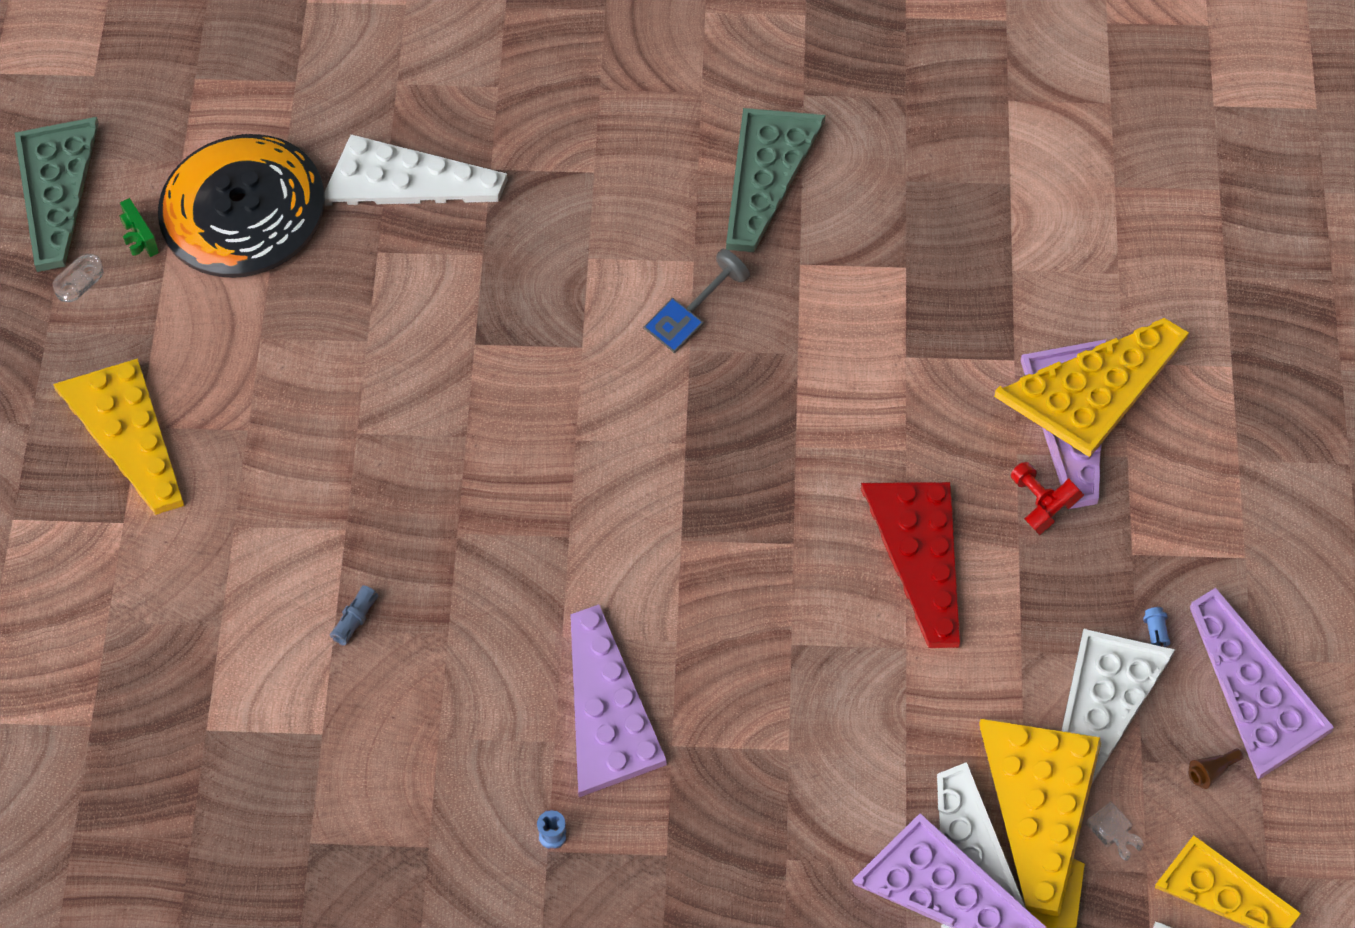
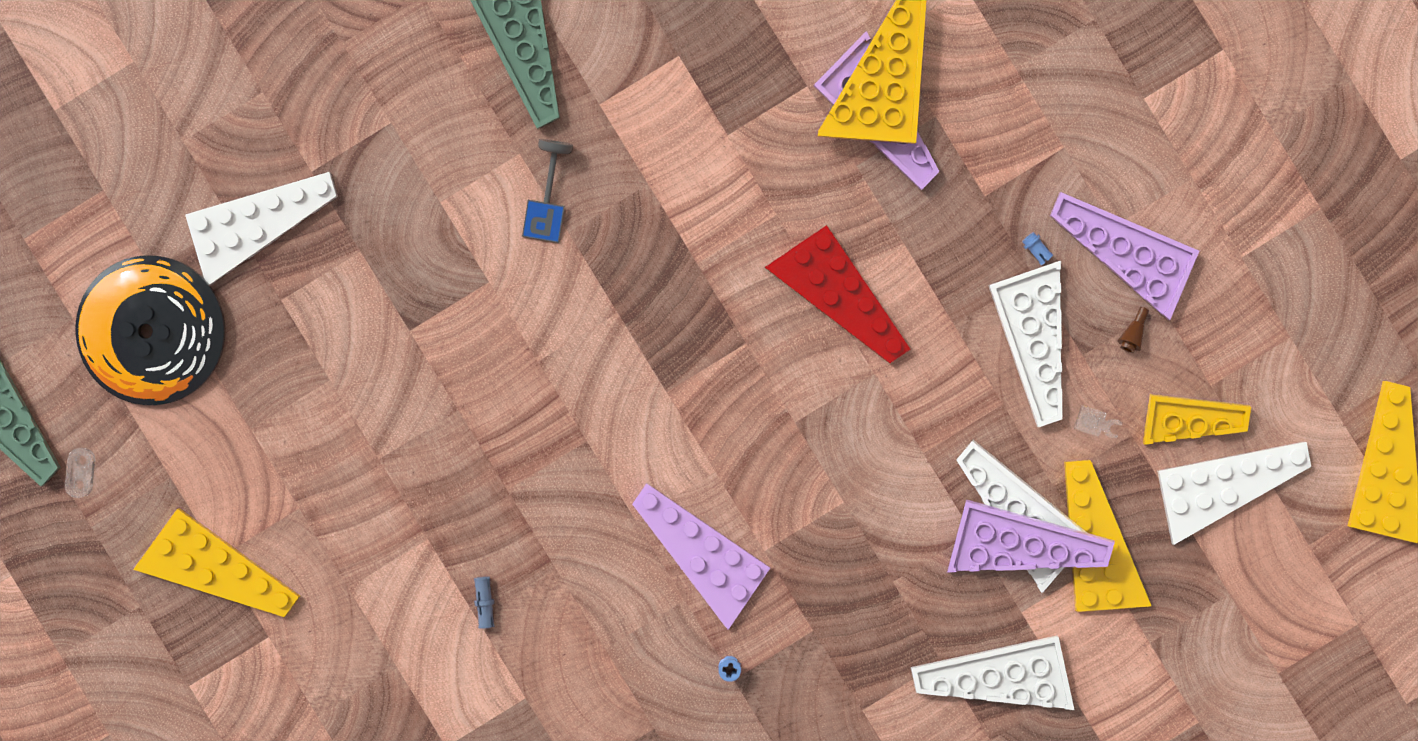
camera: 35 degrees left, 30 degrees up
(141, 233) = (82, 399): green plate -> none
(1043, 797) = (1038, 434): yellow wing -> none
(1048, 500) = (907, 198): red bar -> none

